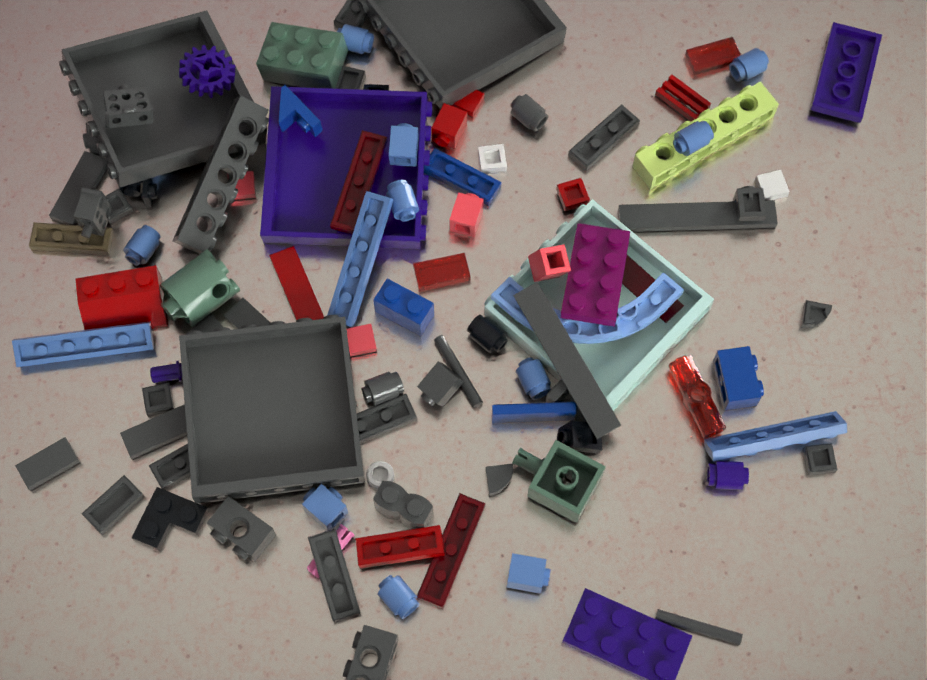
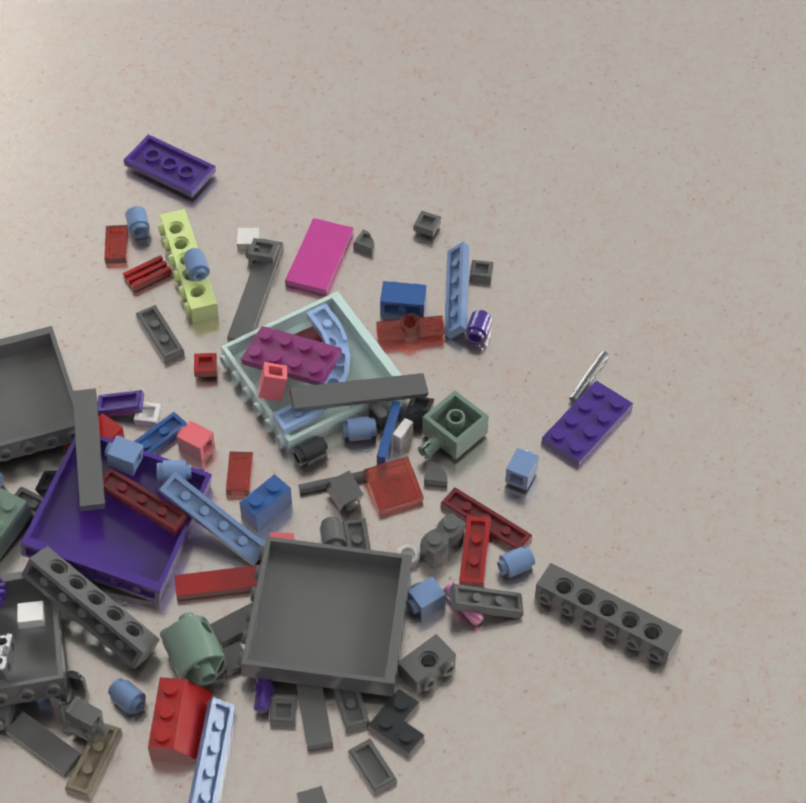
camera: 75 degrees left, 15 degrees down
(195, 124) = (31, 614): none -> white tile
(293, 110) = (54, 527): blue slope -> none
(399, 108) = (88, 450): none -> dark grey tile
(468, 435) = (393, 484): none -> clear red tile
(494, 127) = (121, 403): none -> dark purple tile
(528, 112) = (116, 375): dark grey brick -> none
(539, 427) = (402, 434): none -> white tile
(774, 269) = (319, 256): none -> dark pink tile
(868, 376) = (427, 223): none -> dark grey plate

